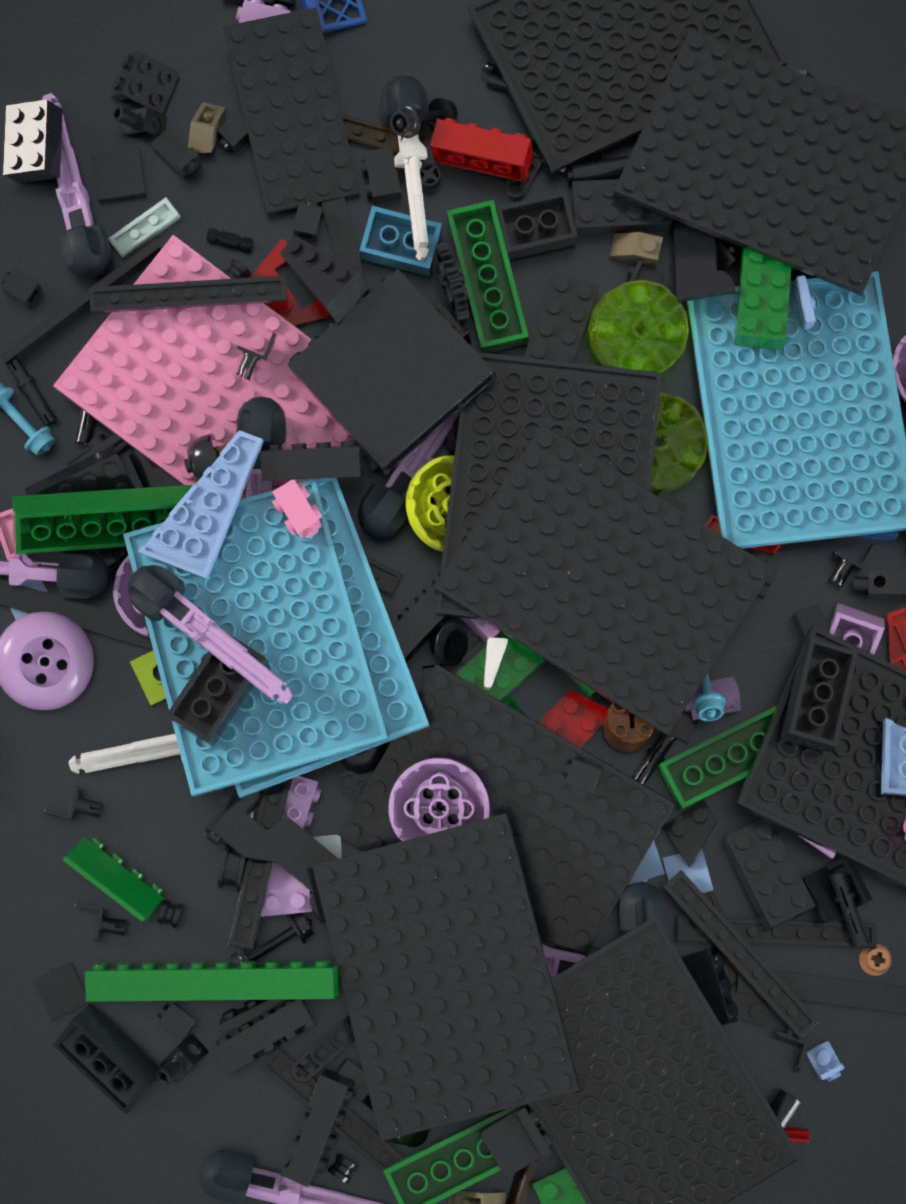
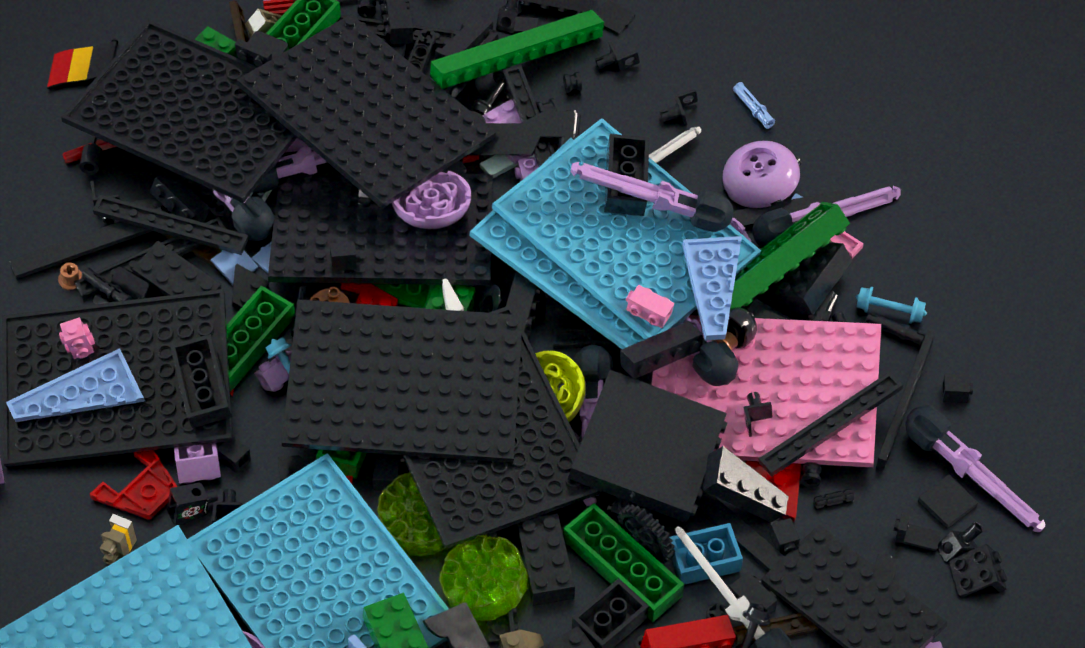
camera: 150 degrees right, 25 degrees down
(33, 141) = (1024, 481): brick -> none
(114, 879) = (621, 77): green slope -> none
(144, 228) = (901, 476): light aqua tile -> none
(204, 127) = (909, 564): dark tan slope -> none
(825, 1061) = (74, 202): light blue bracket -> none

